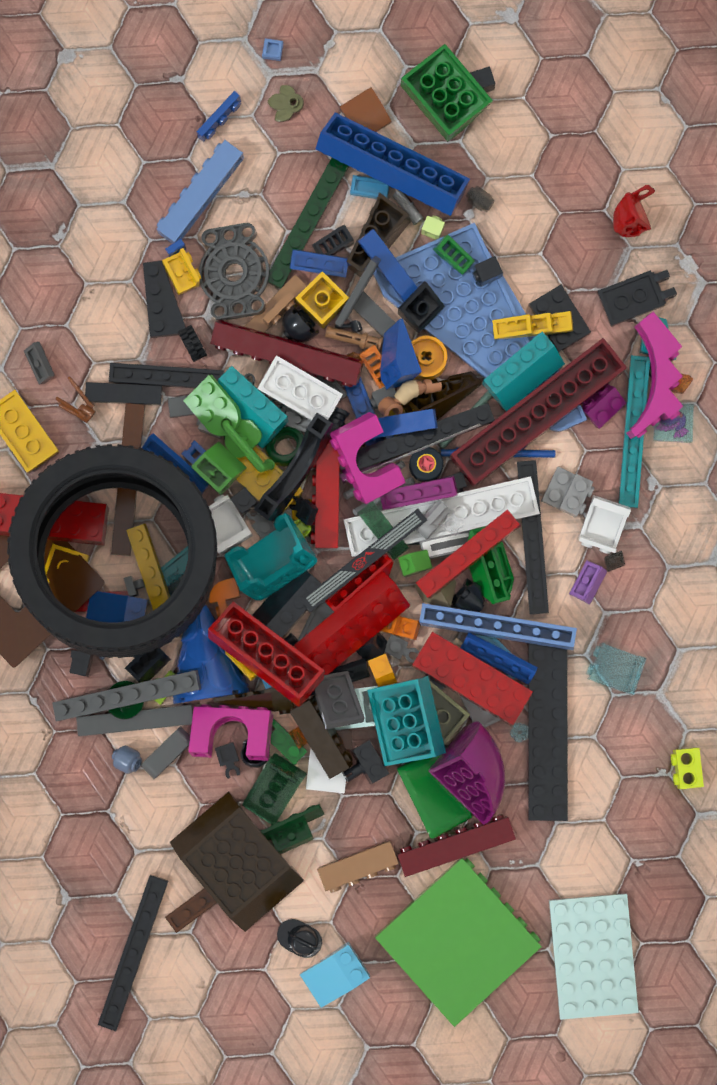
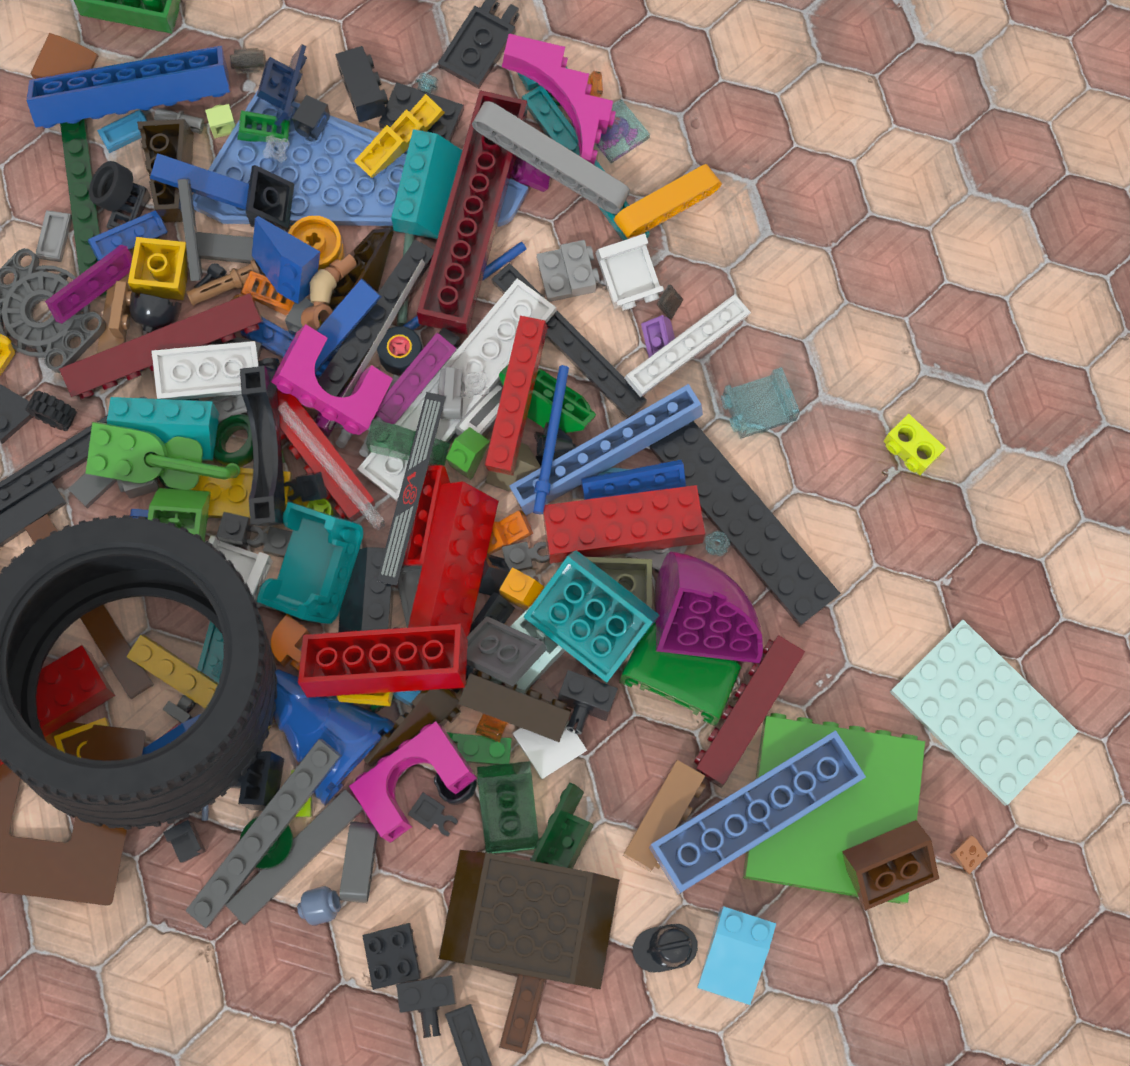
camera: 45 degrees left, 10 degrees down
(145, 820) = (391, 956): none -> black hinge
(146, 859) = (427, 998): none -> black brick
(273, 281) = (90, 284): none -> magenta plate
(276, 226) = (53, 236): none -> light grey tile
(326, 491) = (331, 466): none -> clear tile
(337, 230) = (111, 186): none -> black tyre
(409, 909) = (756, 812): none -> medium blue brick
(441, 620) = (542, 487): none -> blue bar
(451, 269) = (282, 144): none -> clear plate
(461, 999) = (891, 864): none -> reddish brown slope
(486, 233) = (279, 83): none -> dark blue bracket
(514, 1028) = (969, 854): none -> nougat slope
(537, 270) = (362, 83): none -> black brick
(579, 299) = (427, 83): none -> clear light blue plate
(601, 598) = (687, 345): none -> white tile
(611, 417) = (550, 157): none -> light grey beam
(665, 497) = (667, 201): none -> light orange beam

